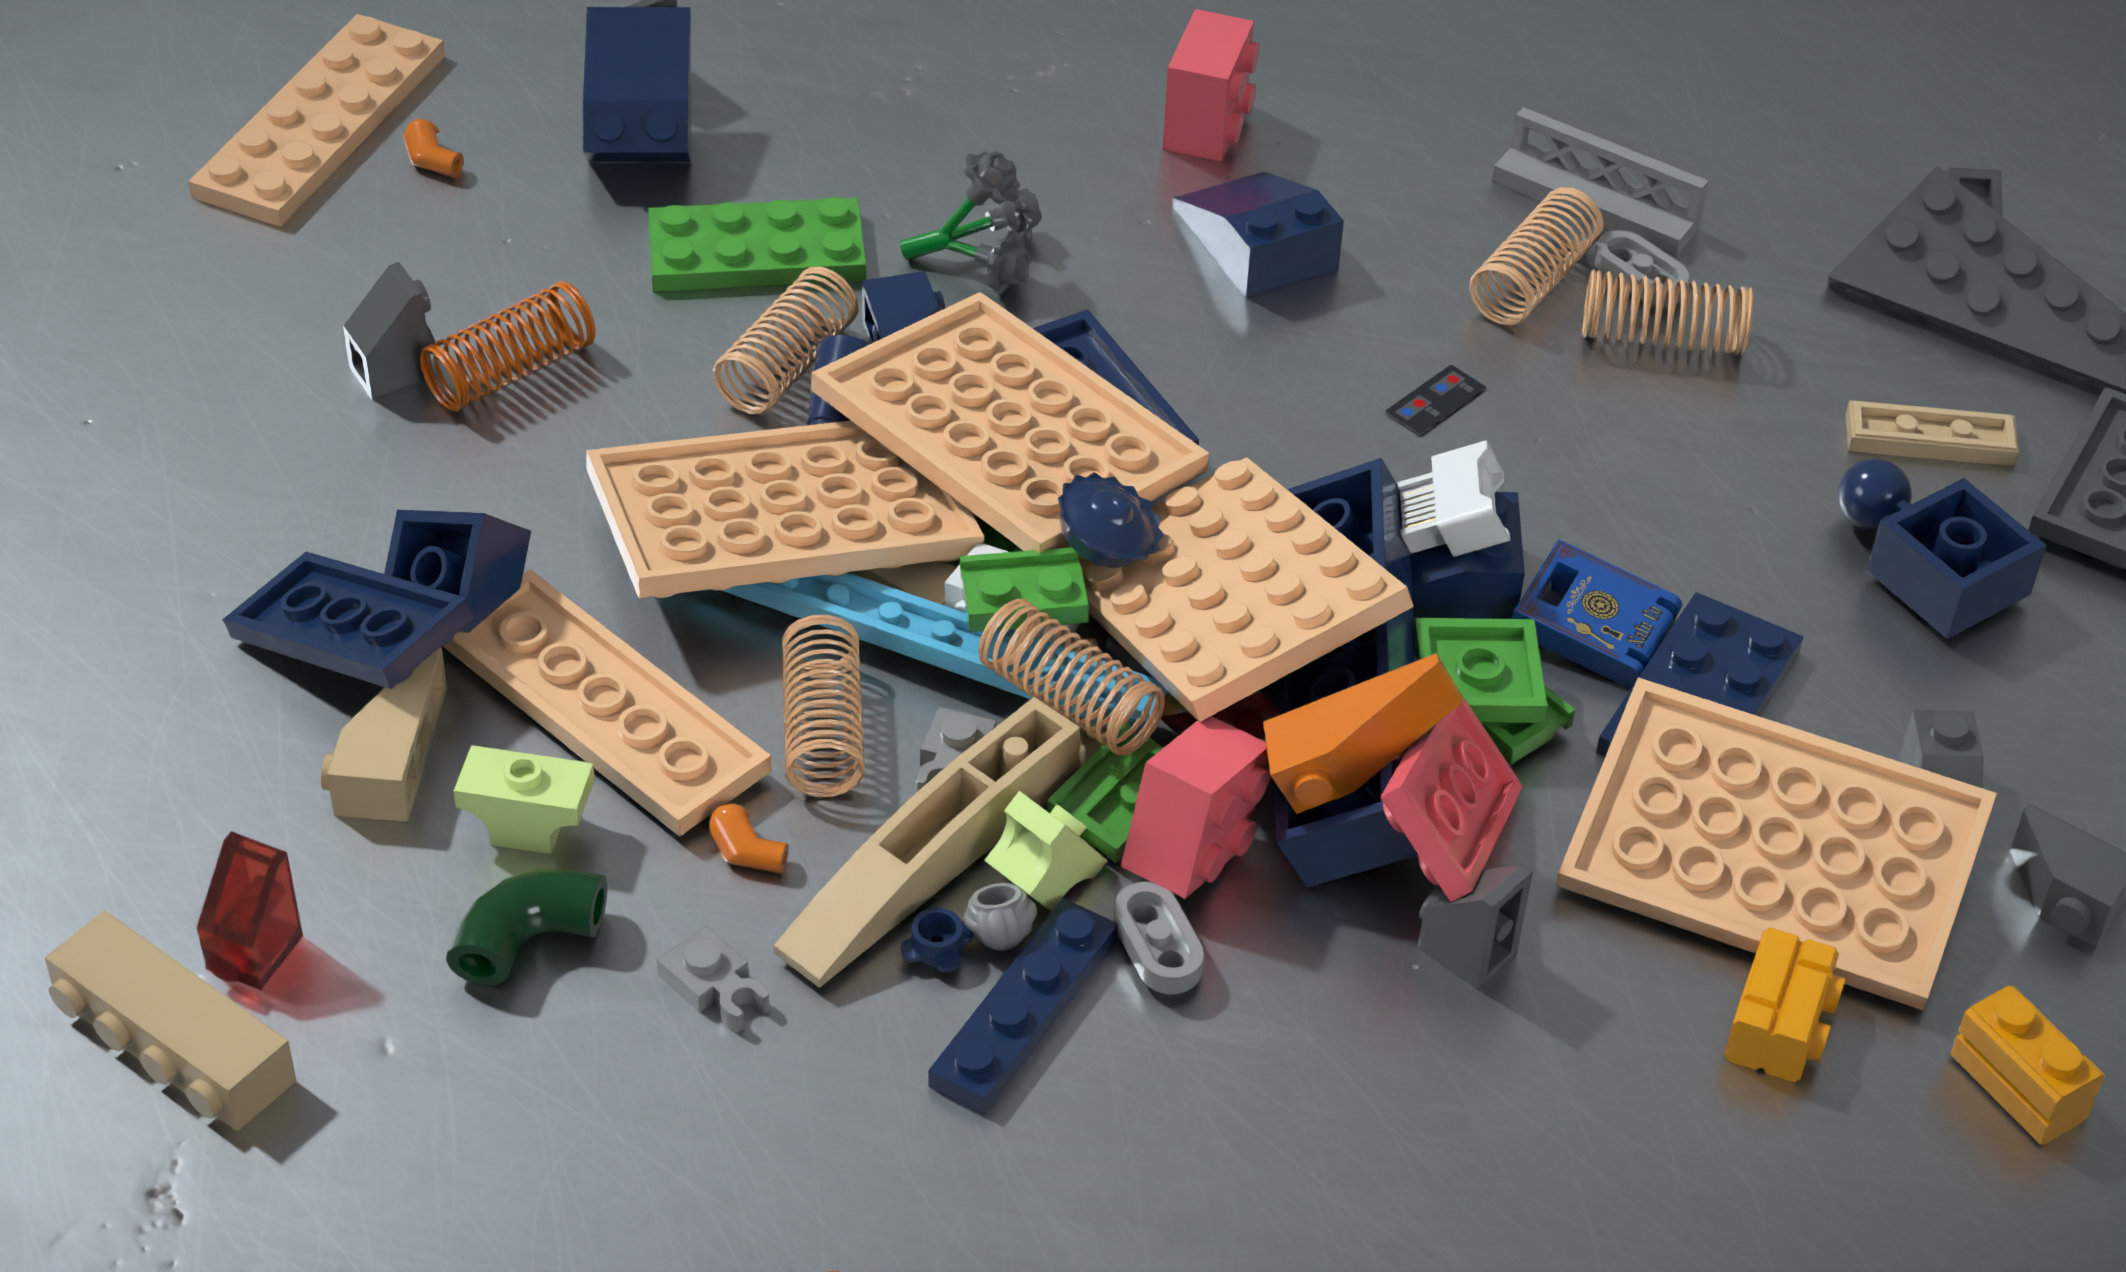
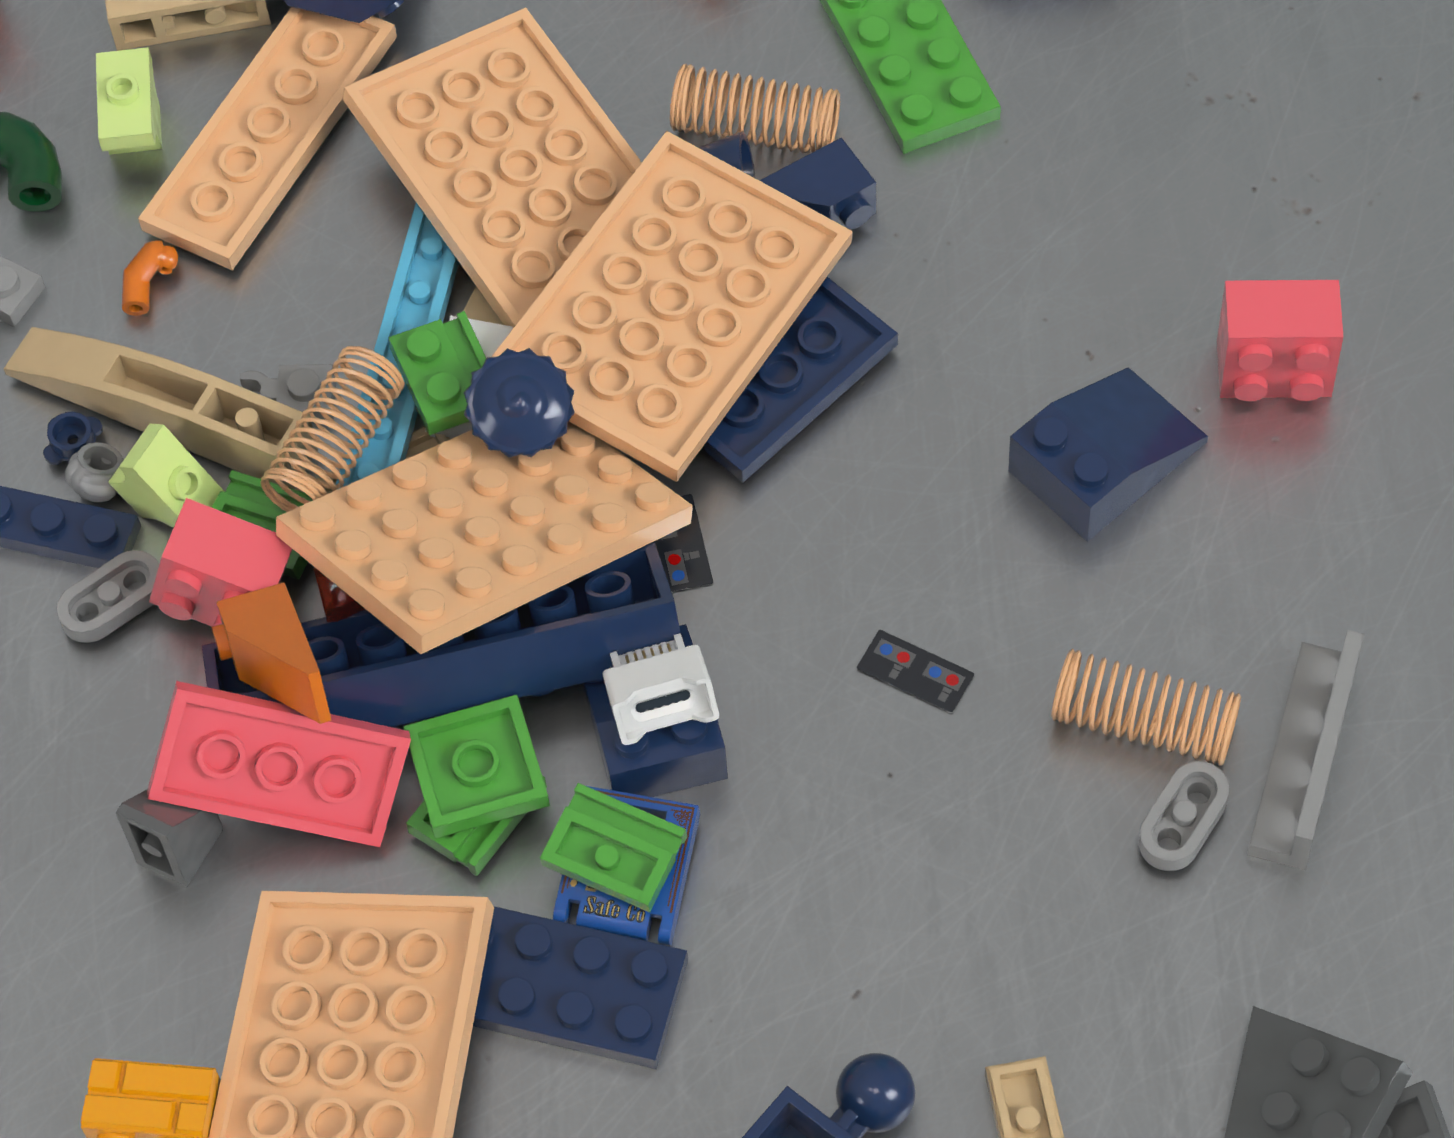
camera: 80 degrees right, 15 degrees up
(815, 668) = (360, 239): light nougat piece -> none
(1017, 211) = (977, 186): dark grey plant -> none
(1596, 593) = (613, 847): none -> bright green plate
(1739, 320) = (1114, 909): light nougat piece -> none

